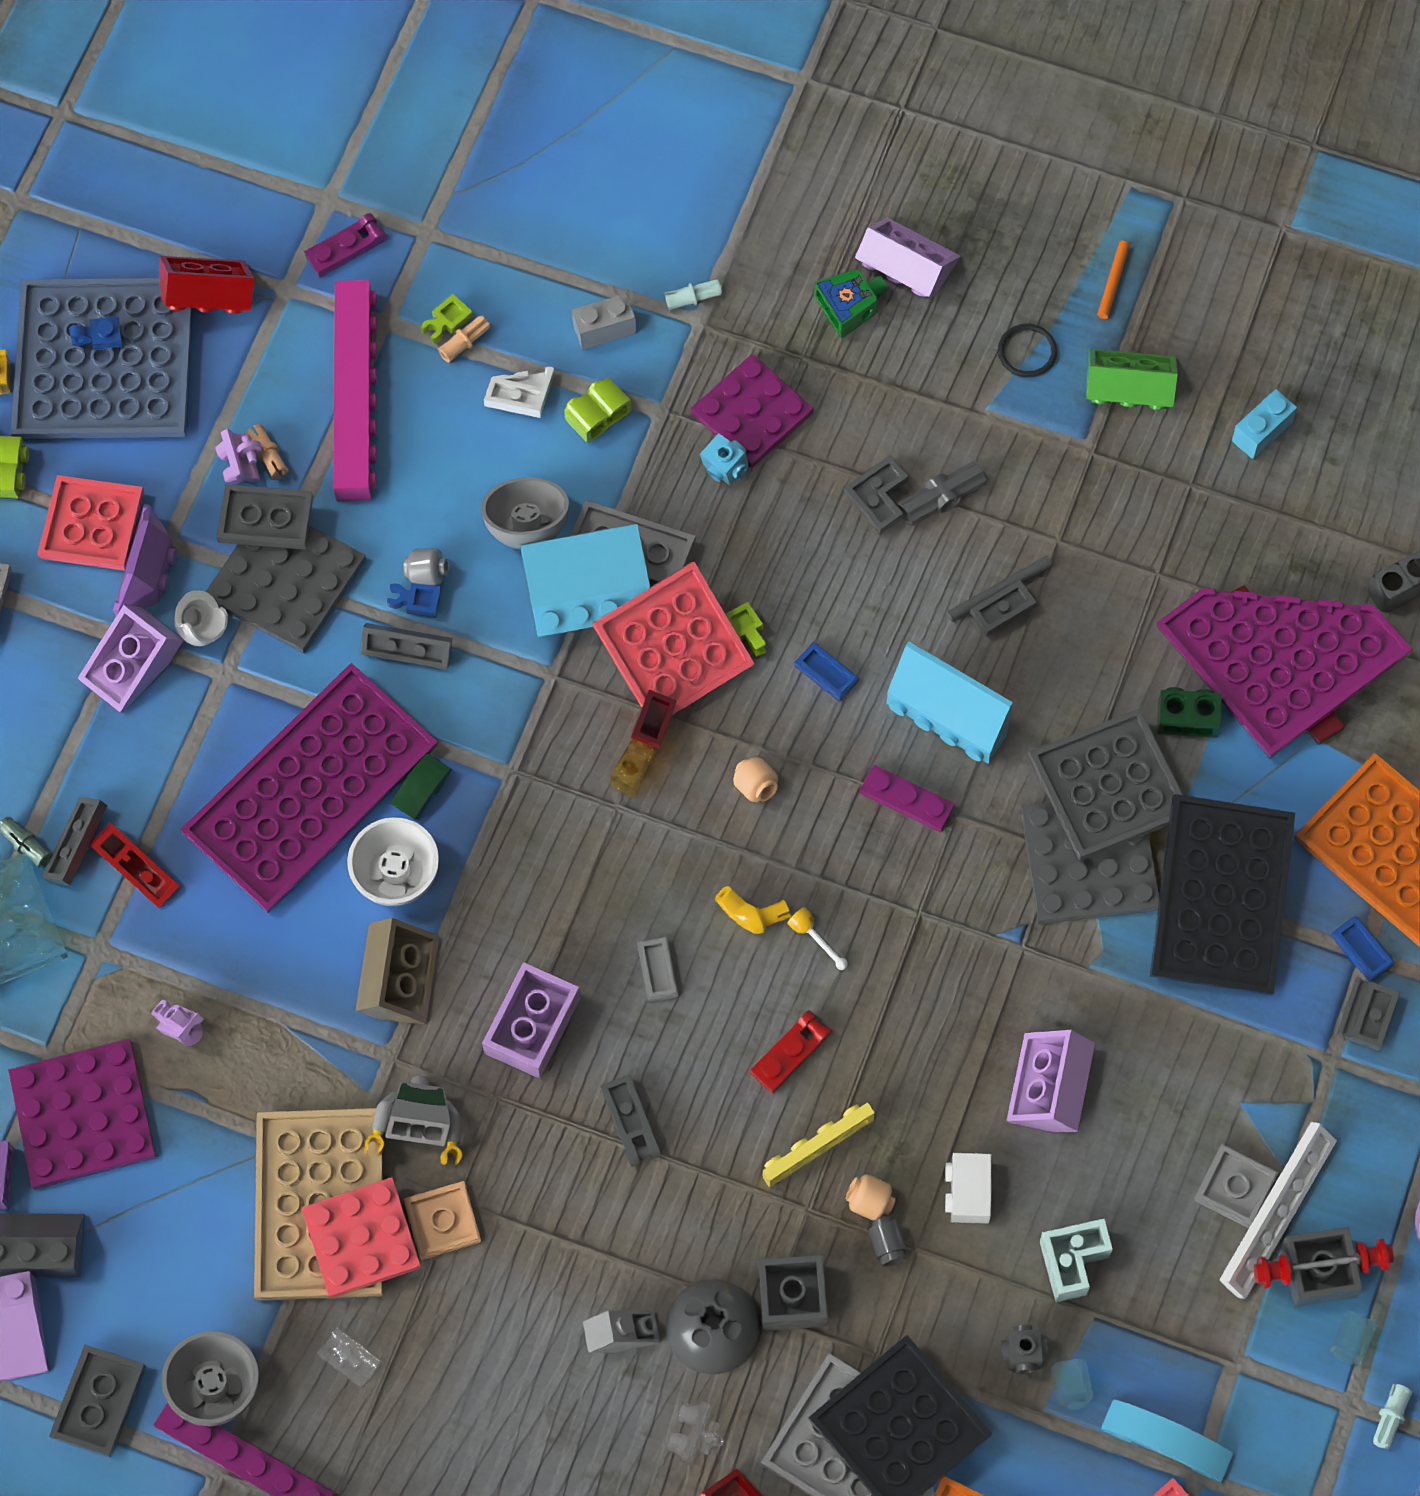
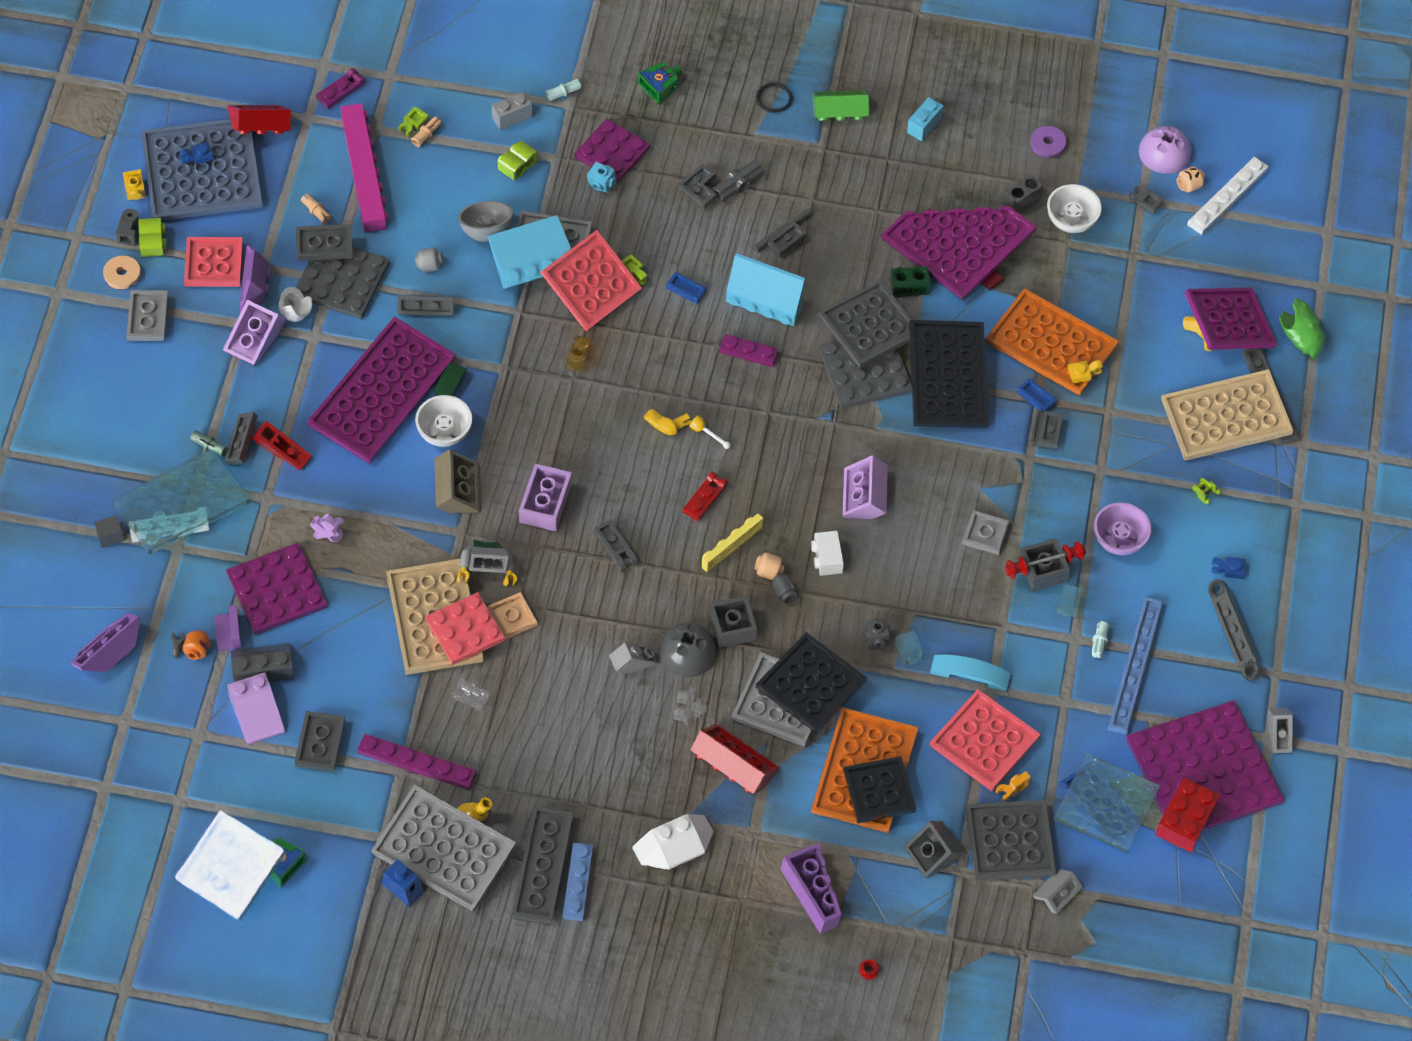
camera: 15 degrees left, 10 degrees down
(205, 1364) = (389, 714): light grey piece -> none
(241, 455) = (302, 210): lavender hips -> none
(420, 599) = (429, 278): blue plate -> none
(520, 392) = (467, 157): white wing -> none
(653, 719) = (587, 323): dark red slope -> none
(657, 969) = (615, 463): light grey tile -> none
(755, 779) = (655, 350): light nougat head -> none
(906, 257) = (690, 54): slope -> none
(1067, 1252) = (894, 577): light aqua brick -> none
(1113, 280) = (819, 52): orange bar -> none
(1278, 1208) = (1013, 538): white plate -> none

